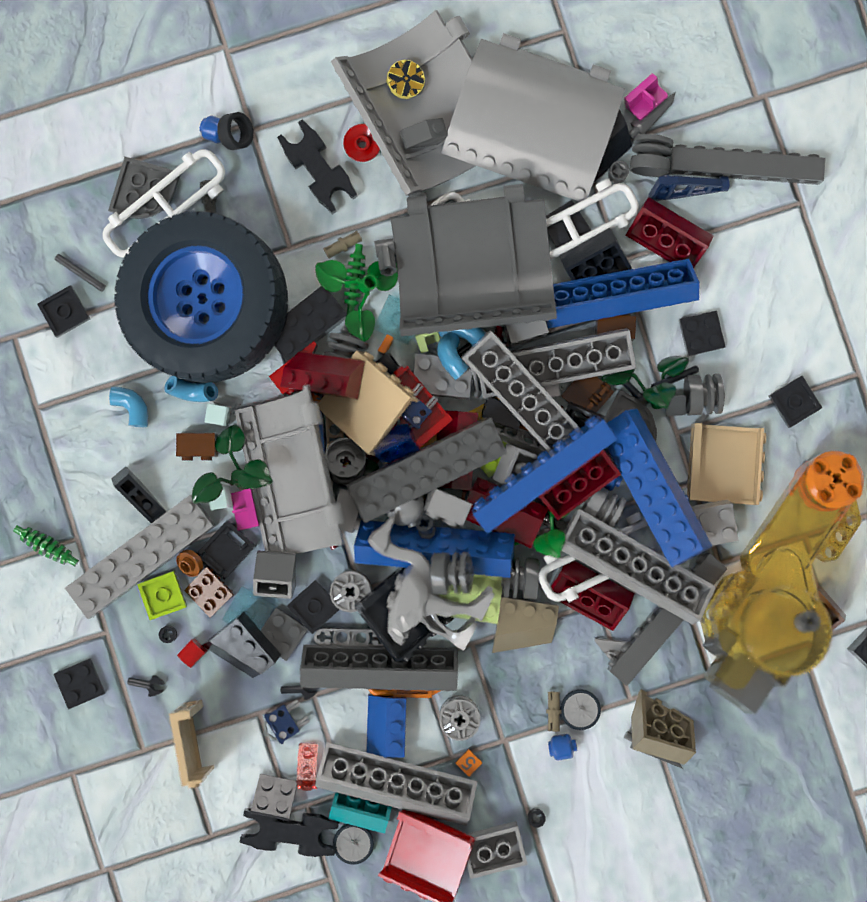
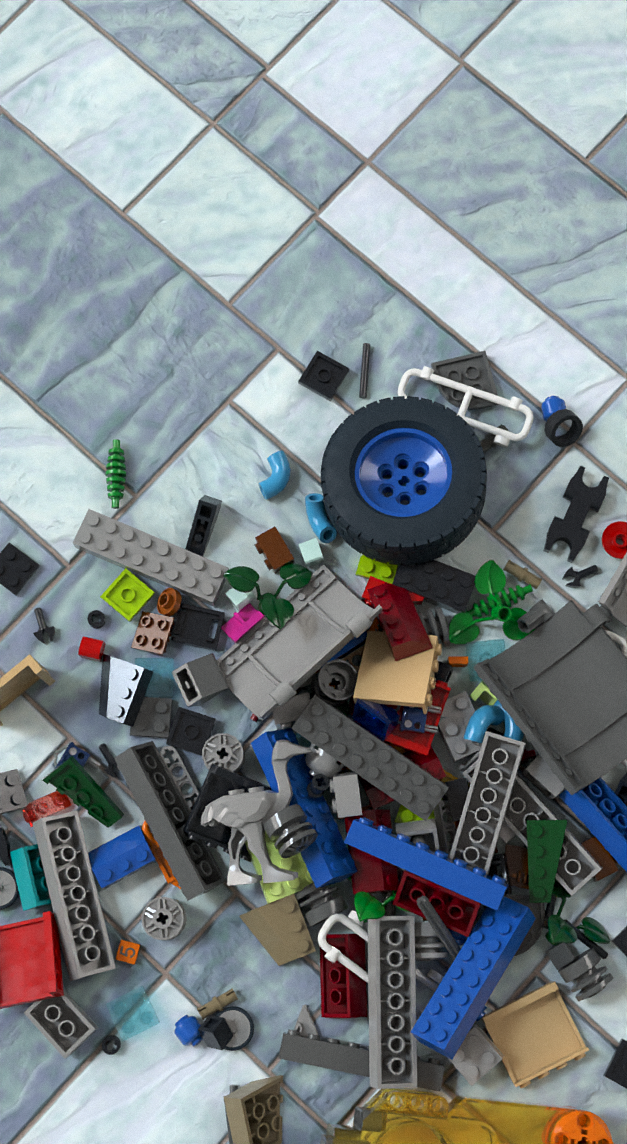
camera: 65 degrees right, 10 degrees down
(262, 371) = (379, 570): none -> lime wing
(304, 729) = (77, 784): none -> dark green wing
(371, 196) = (579, 575): none -> black bar
(521, 786) = (132, 1013): none -> clear light blue plate
(576, 726) = (215, 1032): none -> black panel
(586, 368) = (544, 851): none -> dark green wing
(599, 493) = (438, 926): none -> dark grey axle

